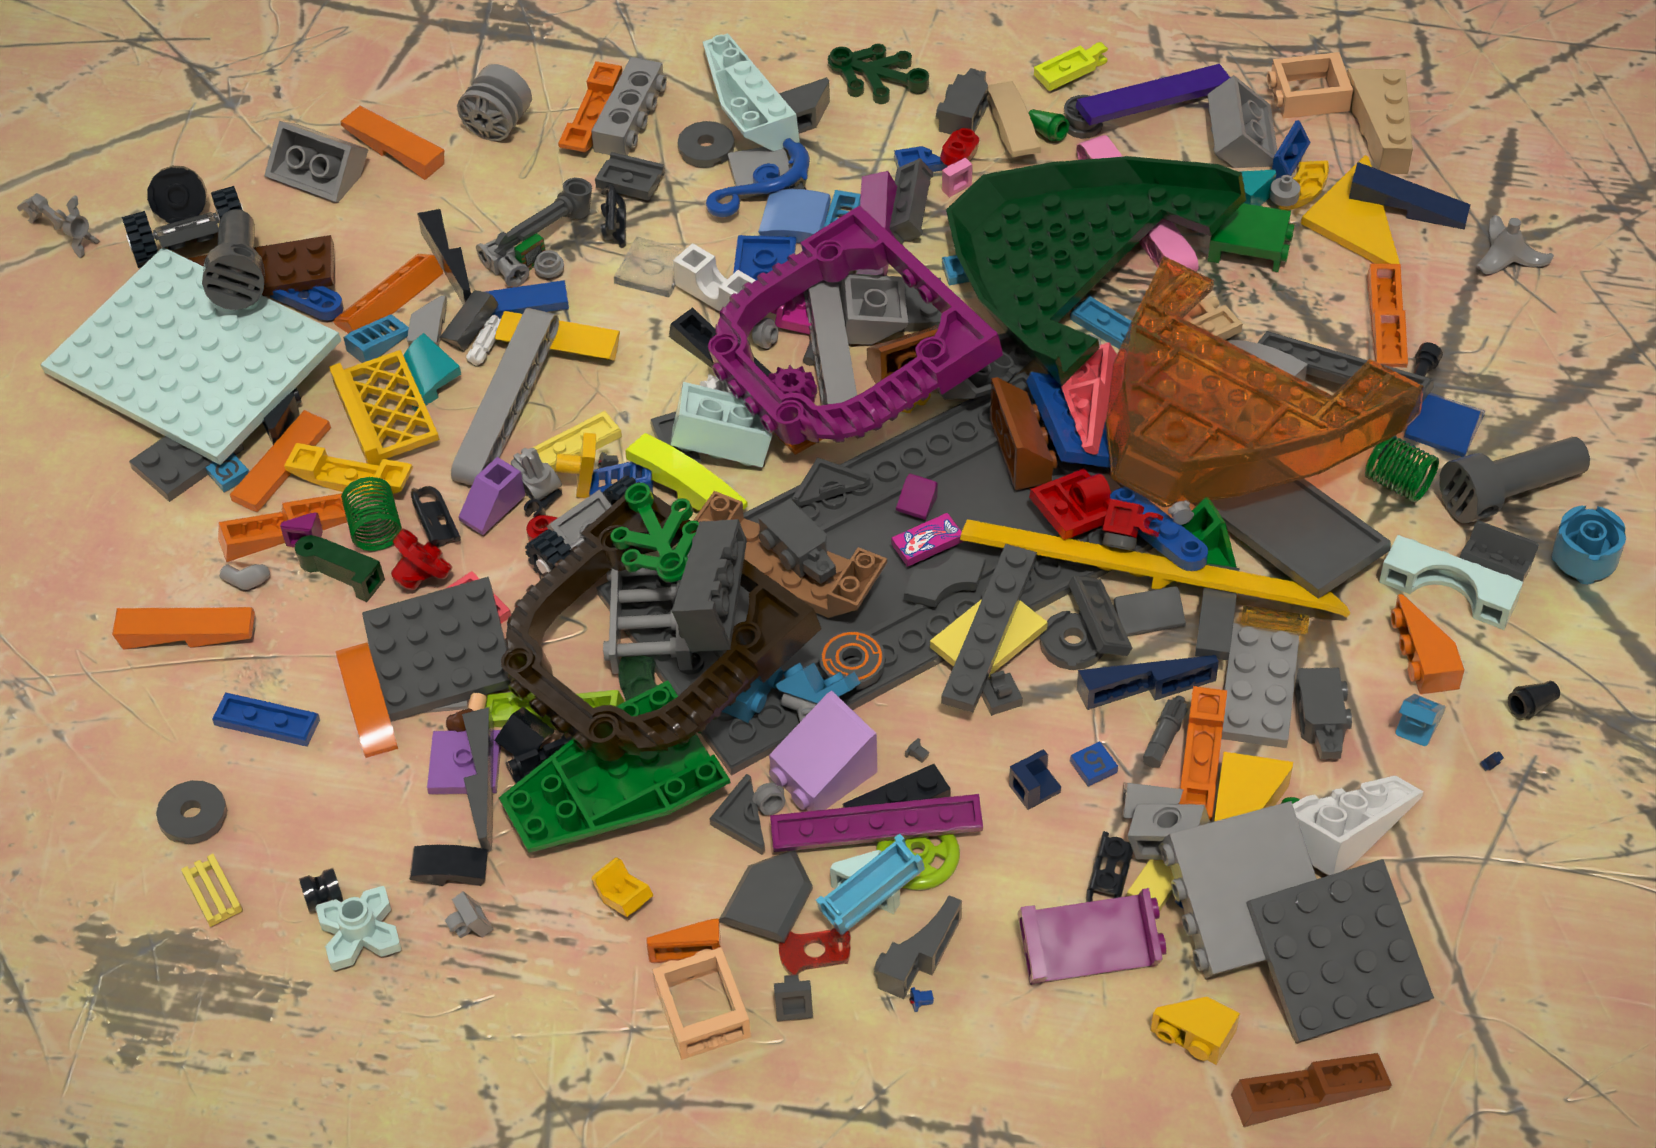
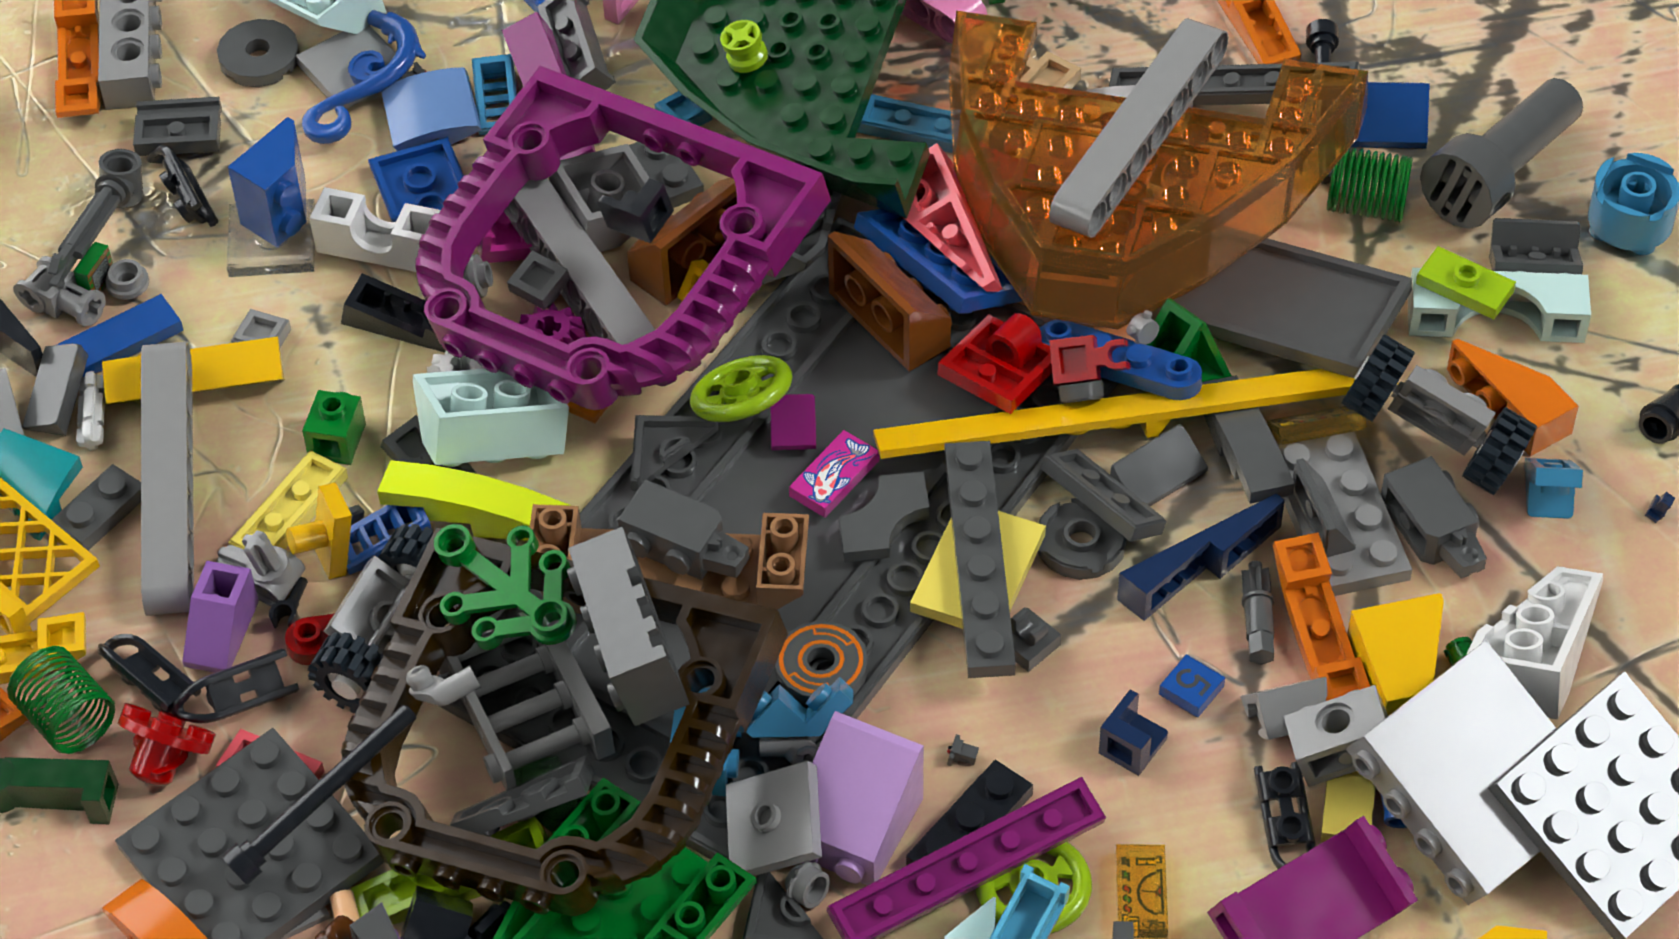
camera: 25 degrees left, 0 degrees up
(427, 651) = (249, 857): none -> black piece
(456, 403) = (100, 506): none -> dark grey plate
(472, 545) = (225, 694): none -> black piece
(585, 585) = (440, 690): none -> light grey arm
(615, 678) = (527, 798): none -> dark grey wing
(616, 321) = (262, 325): none -> light grey tile
(626, 400) = (334, 426): none -> green brick
(662, 230) = (271, 185): none -> blue slope
(762, 747) = (774, 819): none -> light grey plate
(797, 348) = (538, 280): none -> dark grey tile
(869, 322) = (638, 213): none -> black panel
(892, 462) = (741, 388): none -> lime plate
(987, 884) = (1142, 889): none -> clear yellow tile
(1012, 236) = (744, 46): none -> lime wheel
(1238, 373) = (1138, 128): none -> light grey beam
(1242, 677) = (1321, 510): none -> dark grey slope
(1331, 600) = (1441, 412): none -> plate
(1428, 557) = (1465, 282): none -> lime plate

